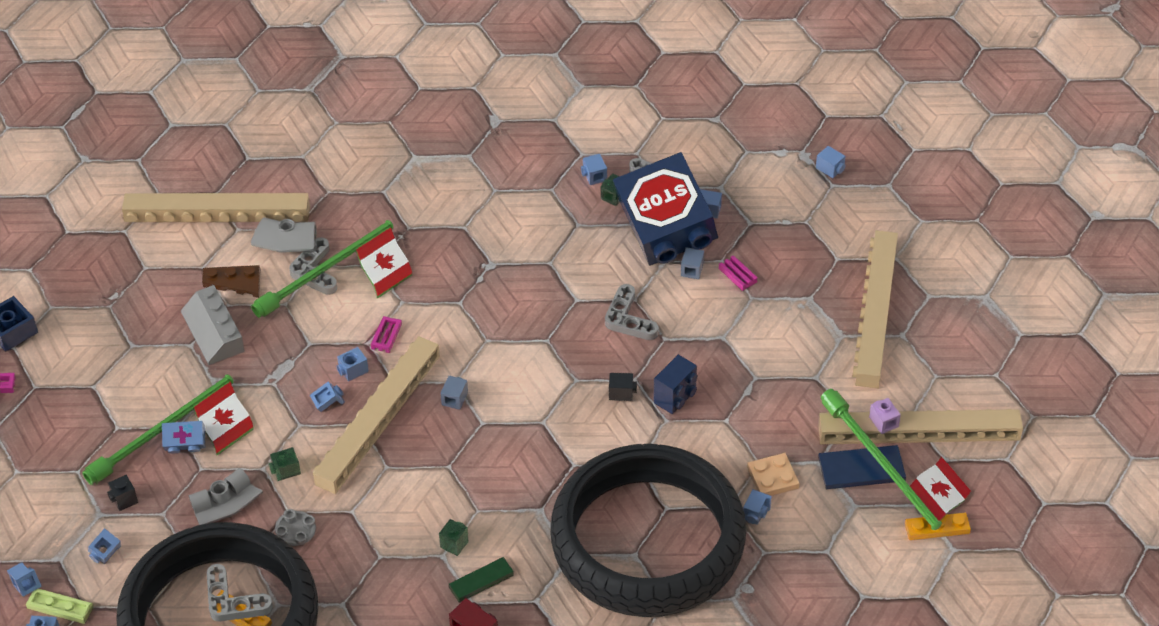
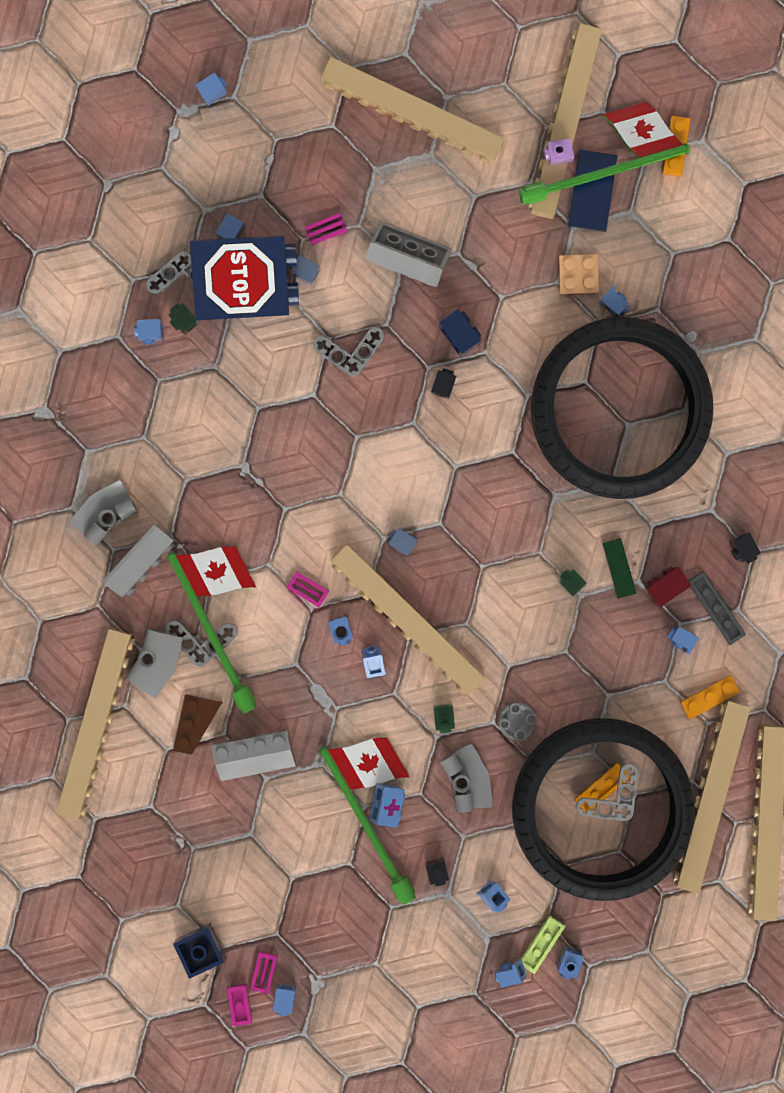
camera: 75 degrees left, 40 degrees up
(378, 200) = (139, 561): none -> light grey slope
(416, 174) = (90, 516): none -> light grey panel
(738, 334) = (408, 254): none -> light grey slope

